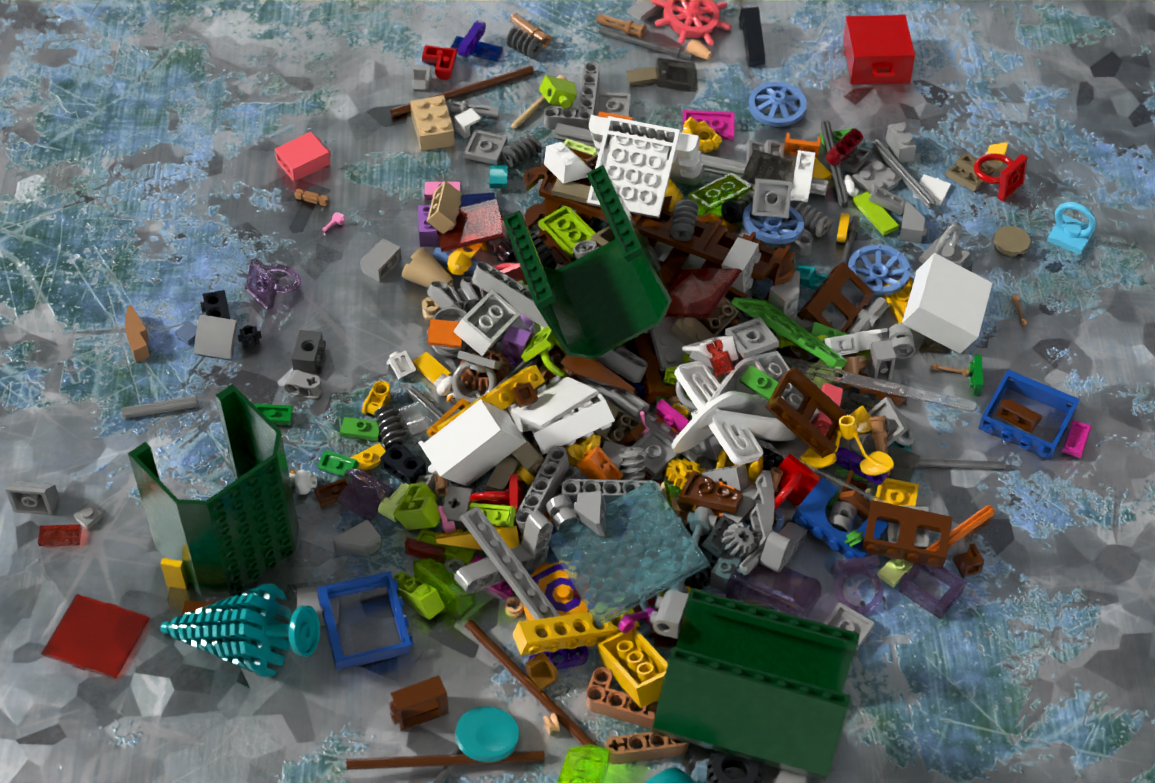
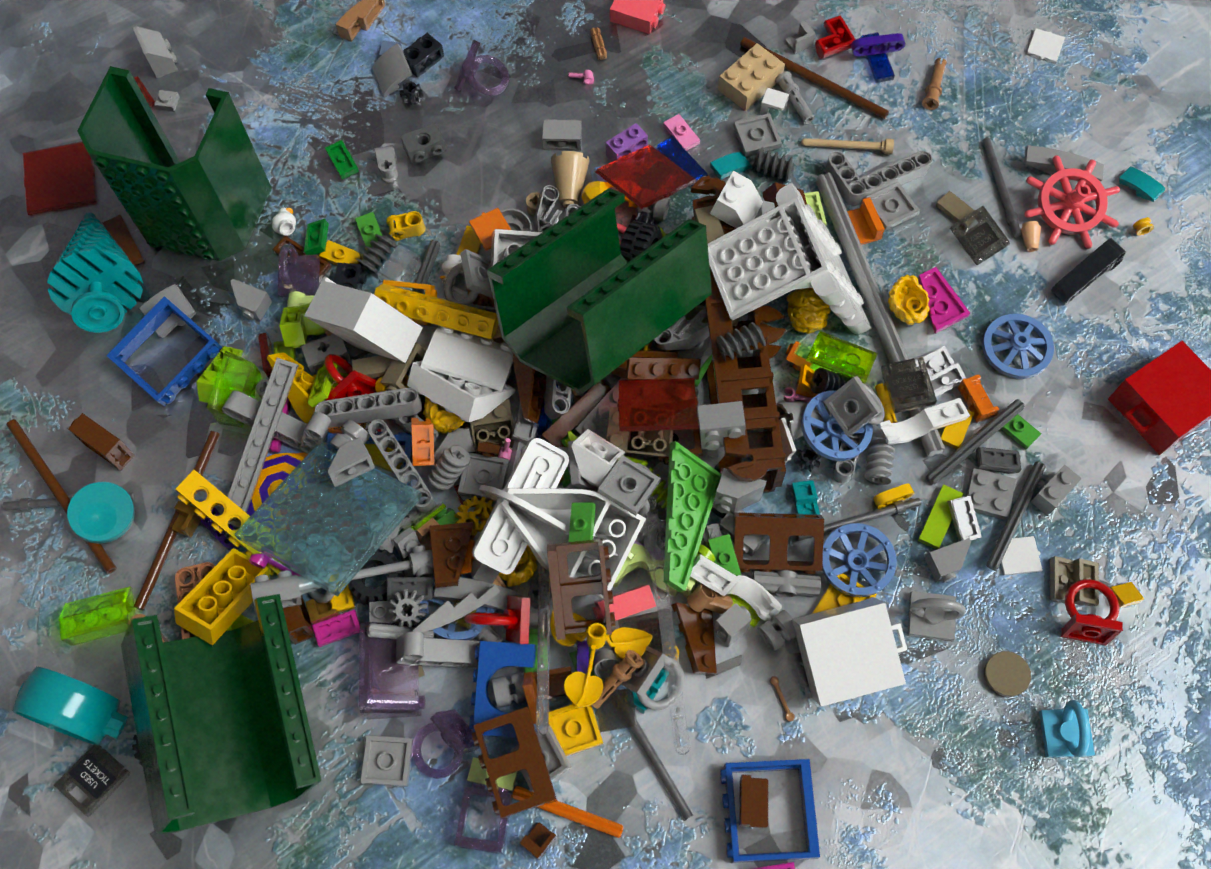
camera: 60 degrees right, 15 degrees up
(159, 407) = (301, 79): light grey axle -> none
(401, 364) = (456, 219): white bracket -> none
(444, 207) = (645, 144): tan brick -> none
(448, 526) = (295, 356): bright pink hand -> none
(523, 43) = (911, 87): dark grey piece -> none
(524, 394) = (453, 330): reddish brown plate -> none
(551, 723) = (144, 558): light nougat bush -> none
(558, 91) = (866, 151): lime torso -> none
(629, 25) = (1009, 159): medium nougat pin -> none
(721, 360) = (574, 471): clear red plate -> none
(776, 475) = (501, 601): medium nougat pin -> none
(844, 147) = (988, 436): dark red beam -> none
(849, 184) = (959, 469): white arm -> none
(854, 538) = (479, 713): bright green plate -> none
(976, 378) = (778, 733): green plate -> none
(1015, 299) = (927, 718): medium nougat hinge -> none

